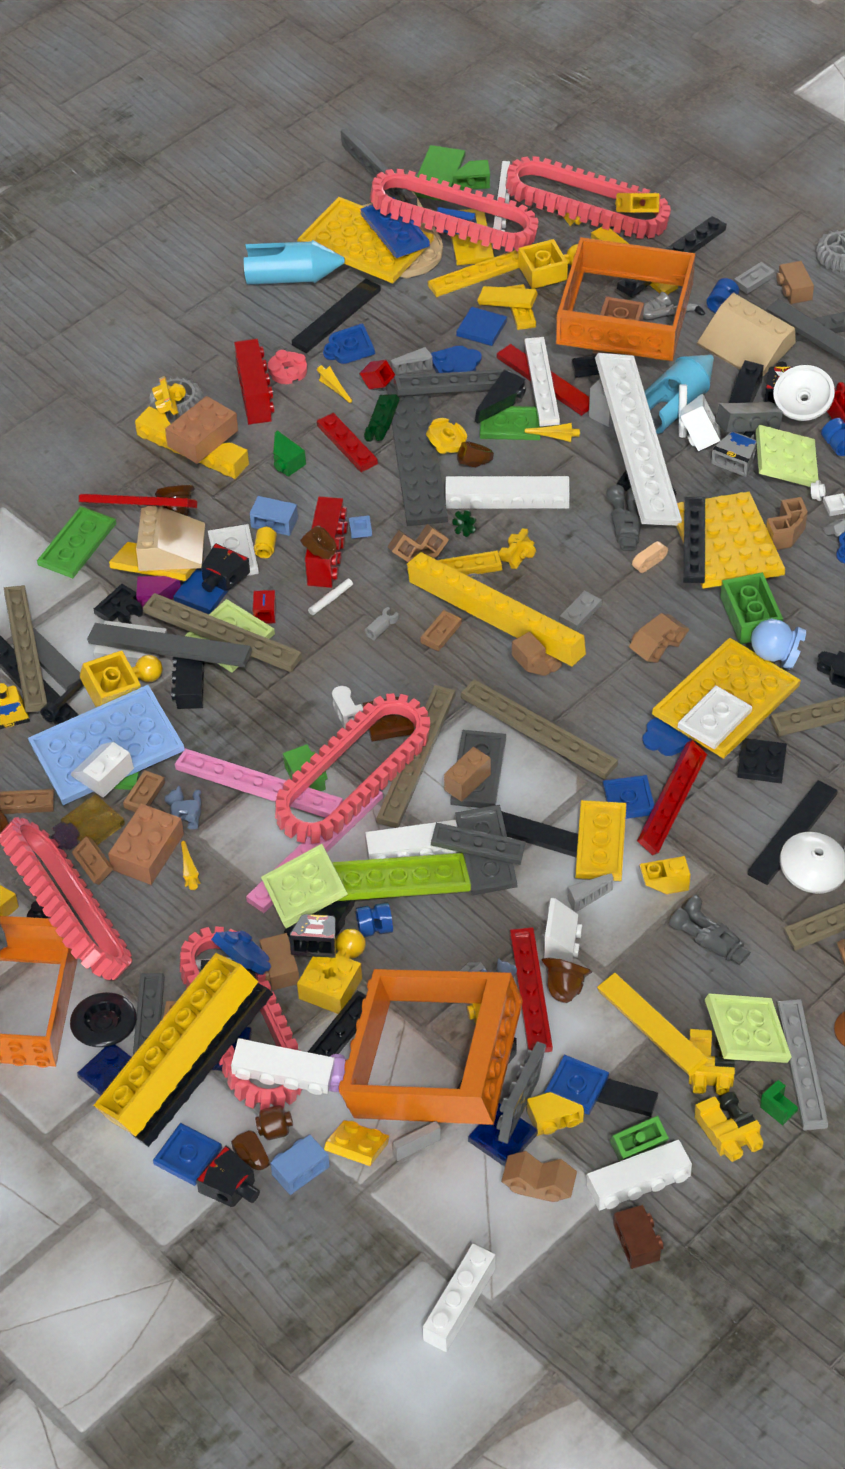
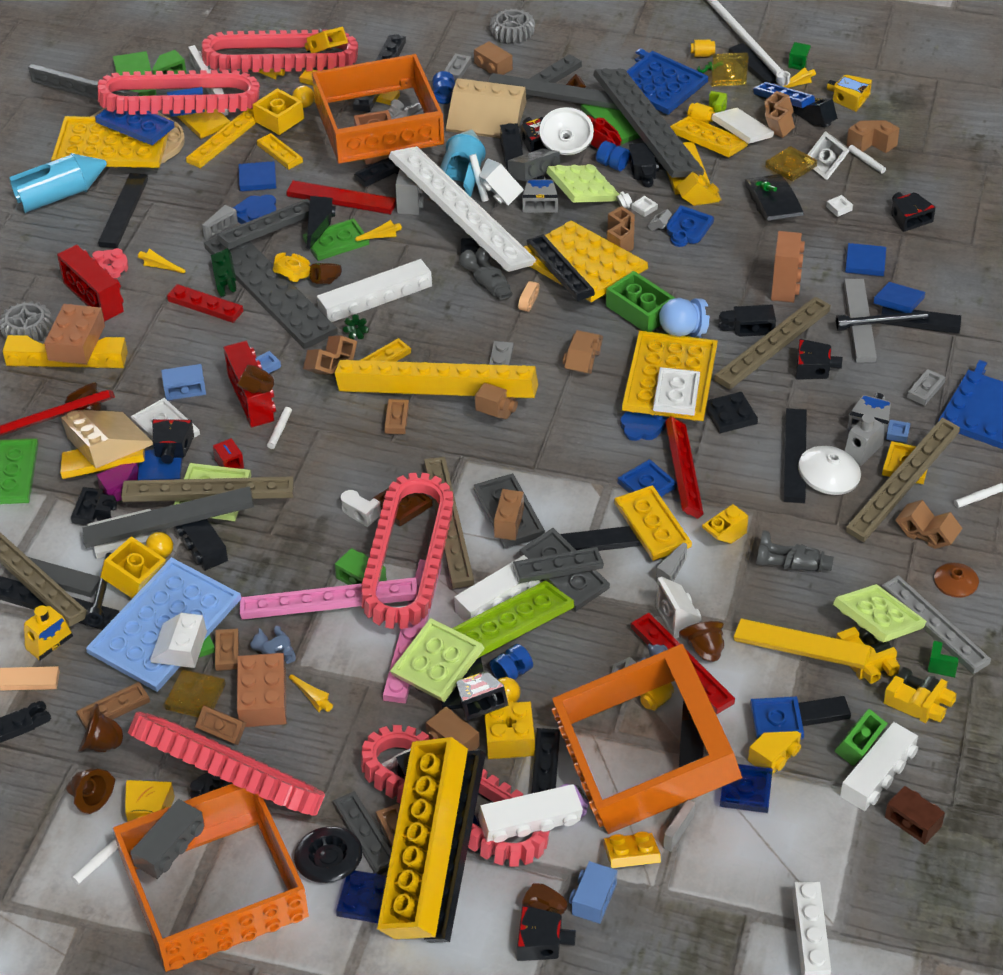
camera: 30 degrees left, 5 degrees down
(65, 835) = (181, 713): clear purple gear -> none
(167, 396) = (26, 316): yellow hips -> none
(187, 1153) = (485, 933): blue tile -> none
(243, 950) = (417, 731): blue plate -> none
(265, 542) = (190, 405): yellow brick -> none
(273, 1122) = (546, 868): reddish brown head -> none
(287, 455) = (160, 330): green slope -> none
(349, 345) = (153, 228): blue plate -> none
(377, 374) = (196, 240): red brick -> none
(380, 624) = (340, 432): light grey bar -> none
(507, 297) = (265, 146): yellow tile -> none
(519, 548) = (416, 329): yellow hips -> none
(520, 1091) = (745, 741): dark grey plate -> none
(539, 729) = (535, 459): dark tan plate -> none
(539, 1180) = (808, 807): medium nougat brick -> none
(541, 381) = (343, 197): white plate -> none

